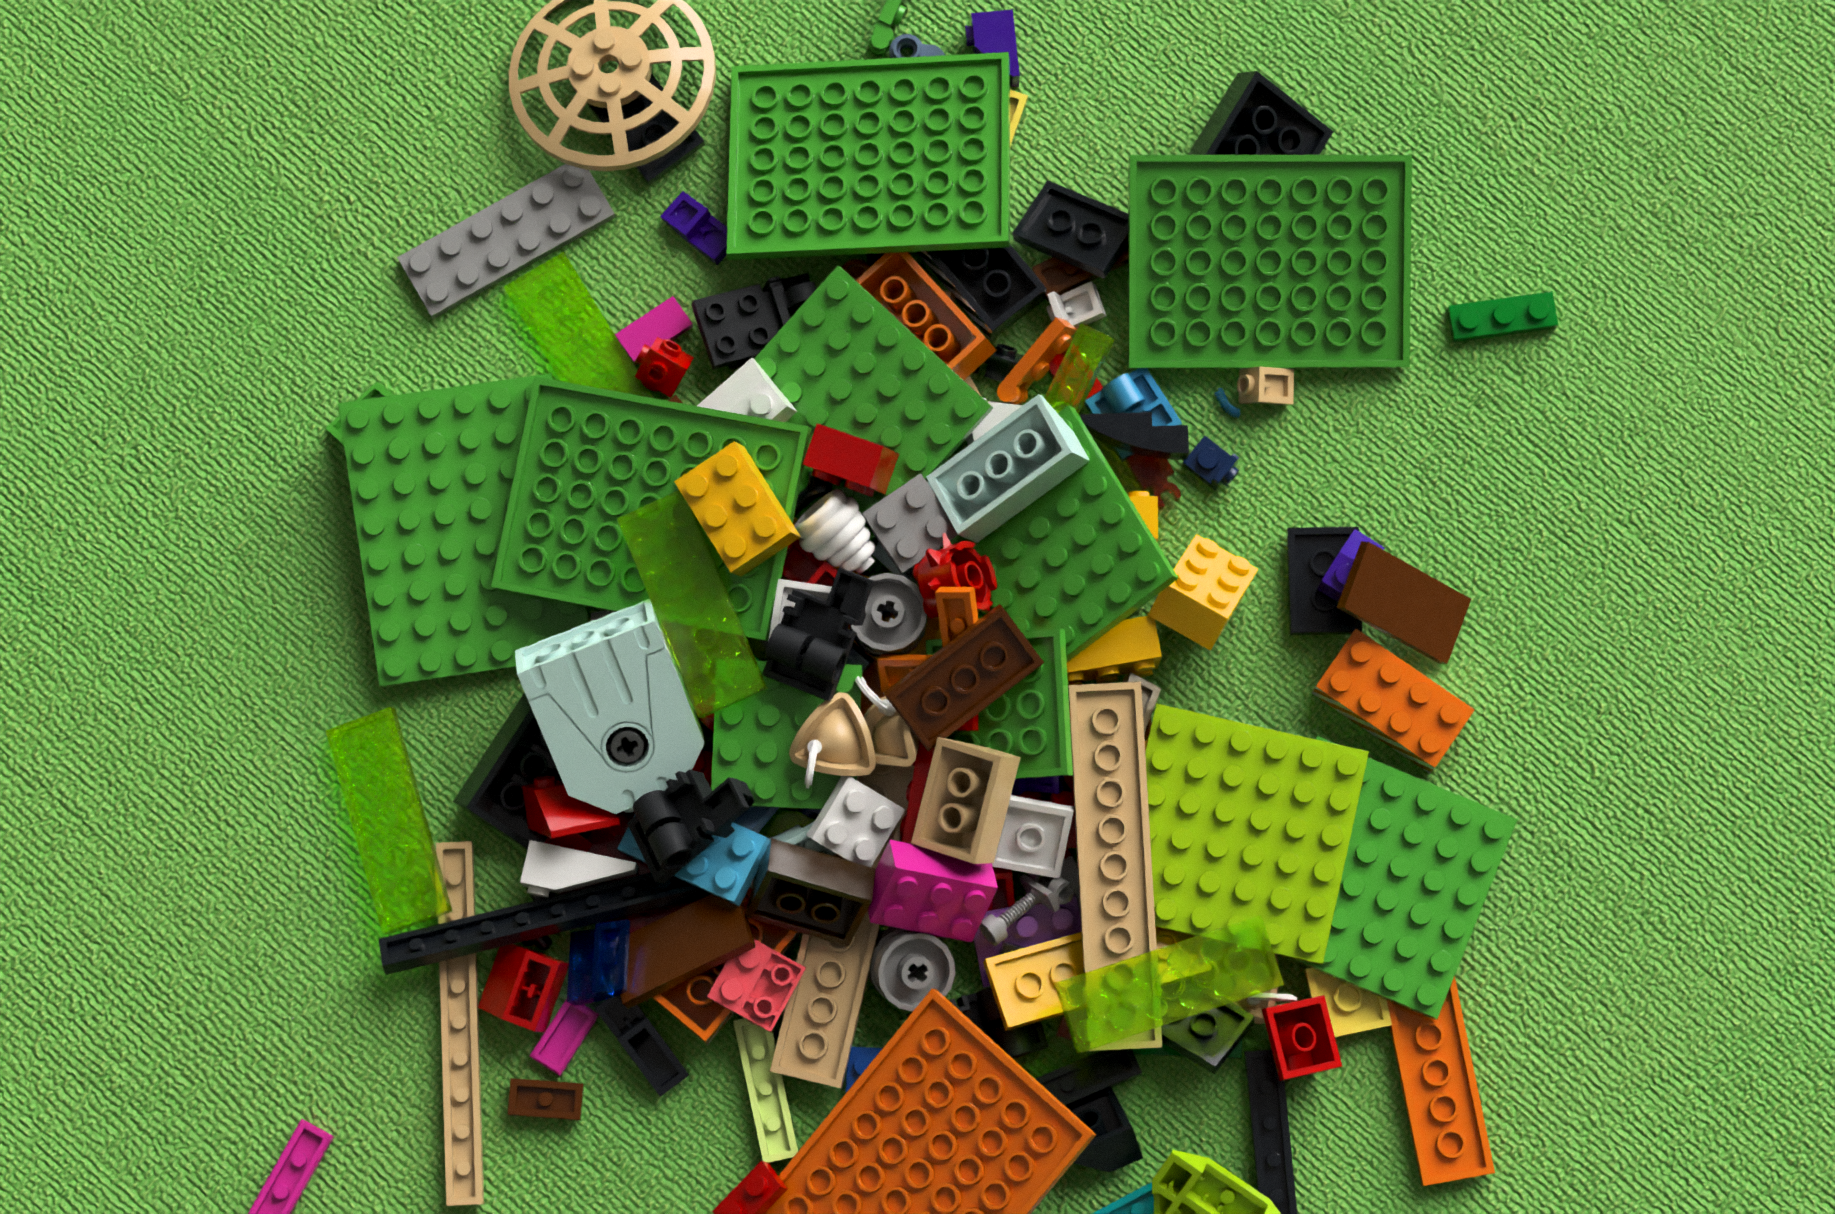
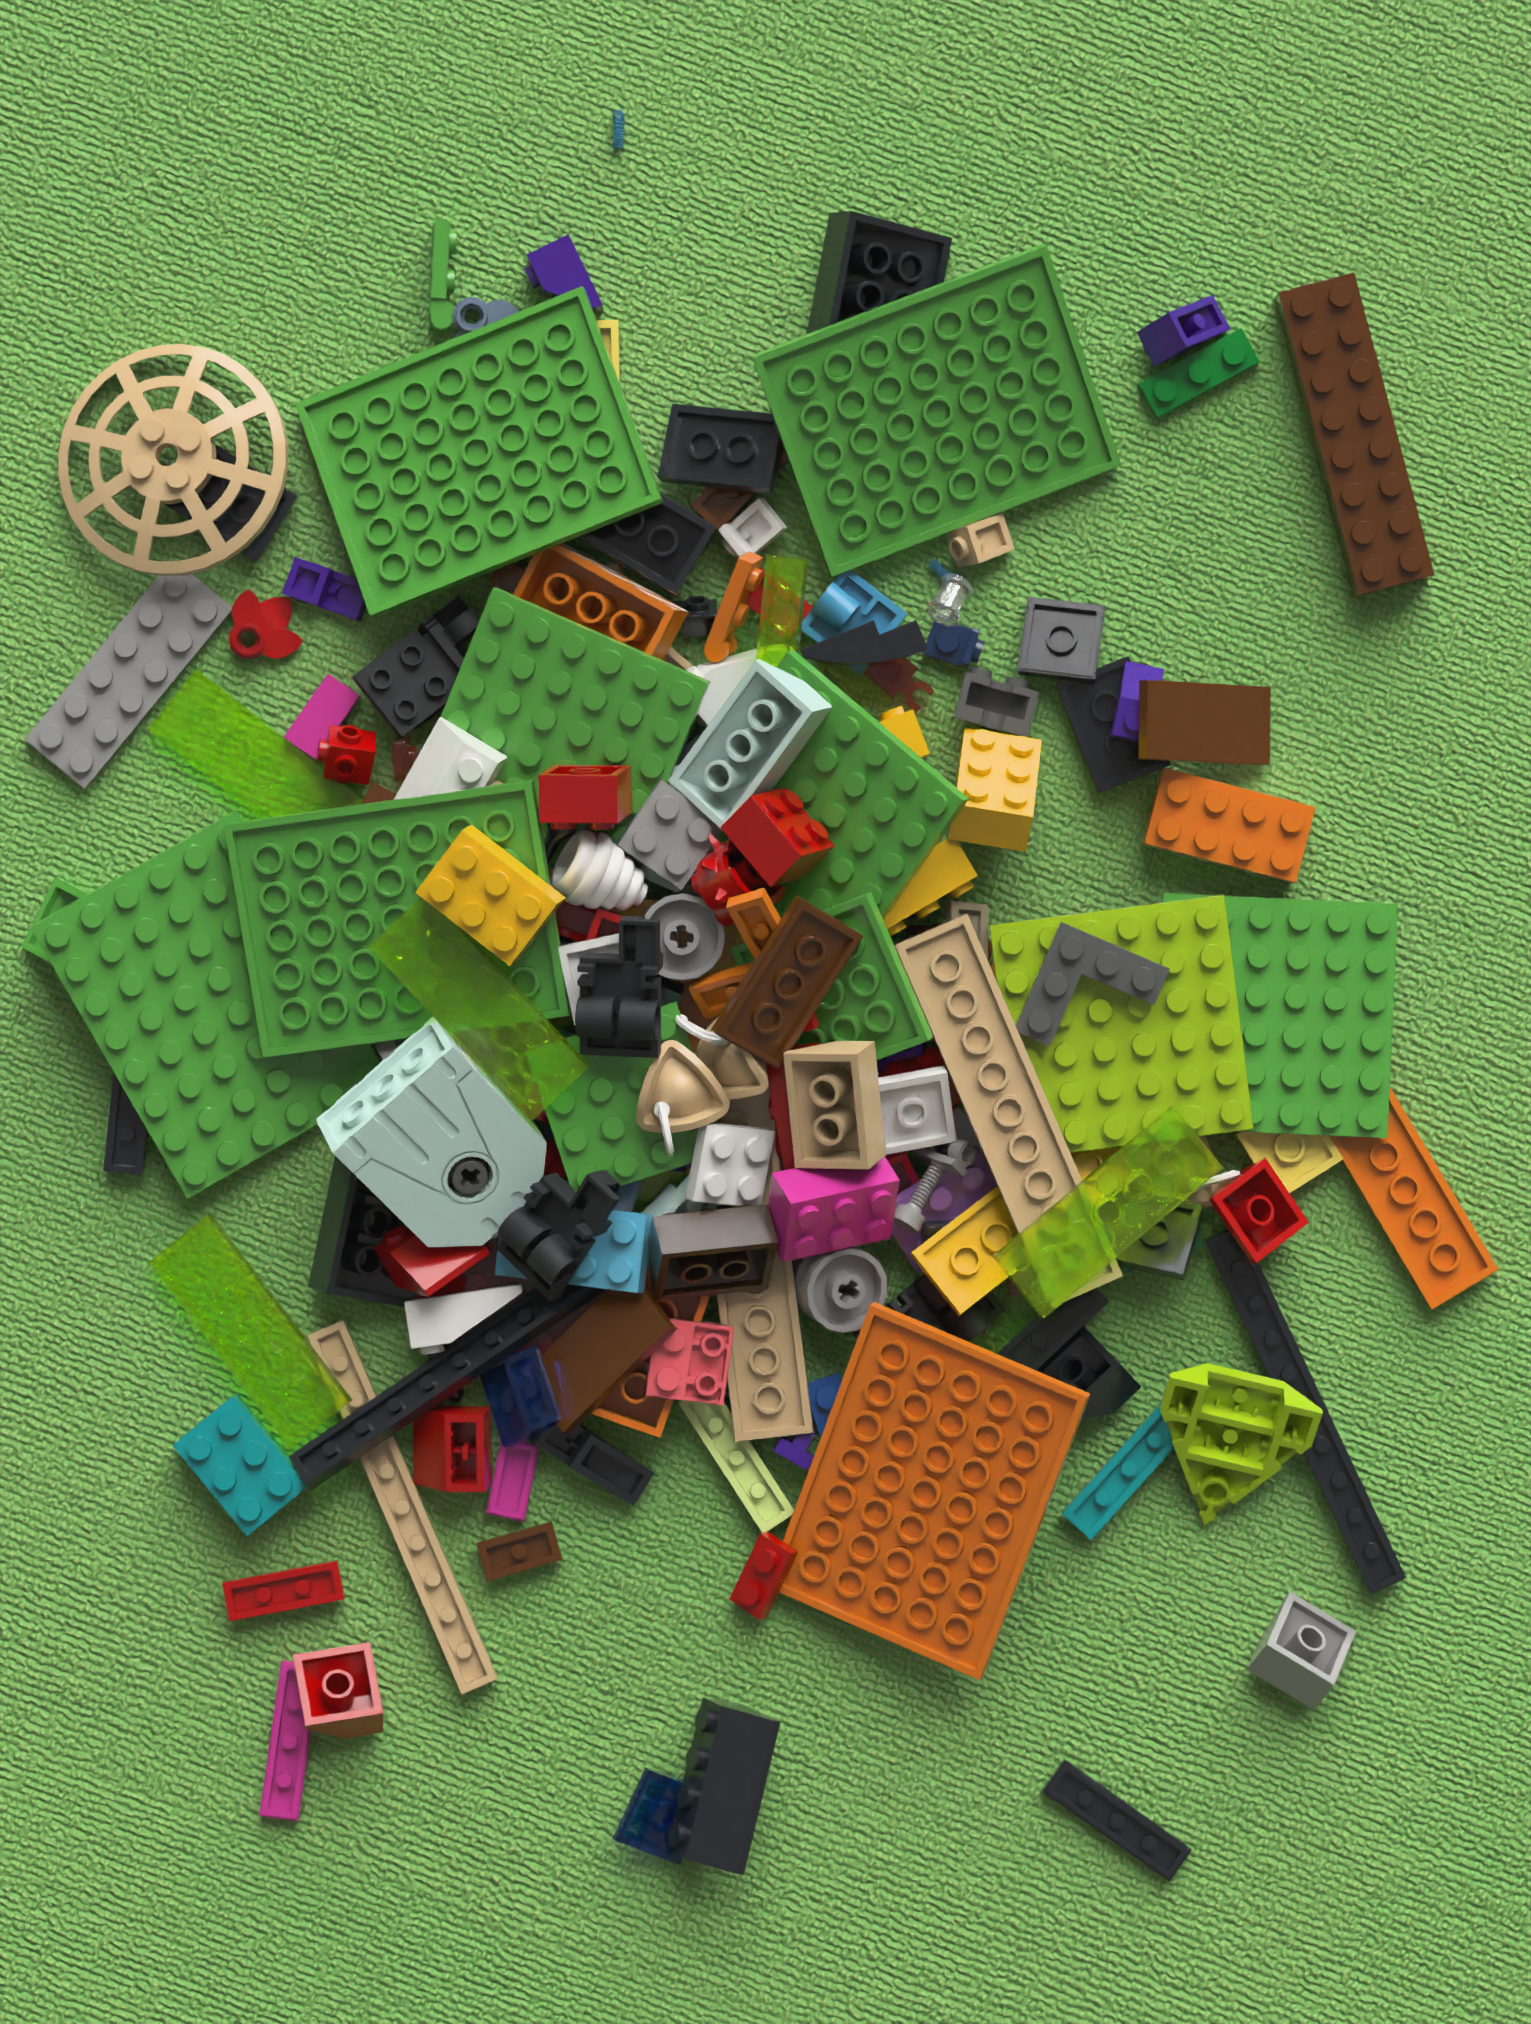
camera: 15 degrees left, 10 degrees up
(328, 1057) = (283, 1590): none -> red plate
(335, 932) = (241, 1464): none -> teal piece
(341, 1162) = (339, 1691): none -> red slope
(349, 616) = (125, 1135): none -> black plate
(638, 238) = (267, 623): none -> red plate
(708, 383) = (403, 757): none -> clear red plate
(821, 1099) = (796, 1449): none -> dark purple tile
(1002, 554) = (778, 836): none -> red brick
(1225, 753) = (1080, 953): none -> dark grey plate
(1226, 421) = (952, 594): none -> clear bush
(1228, 524) = (996, 704): none -> dark grey cylinder
(1305, 493) = (1061, 640): none -> tile
(1501, 274) = (1183, 330): none -> dark purple slope
(1617, 414) = (1353, 435): none -> reddish brown brick

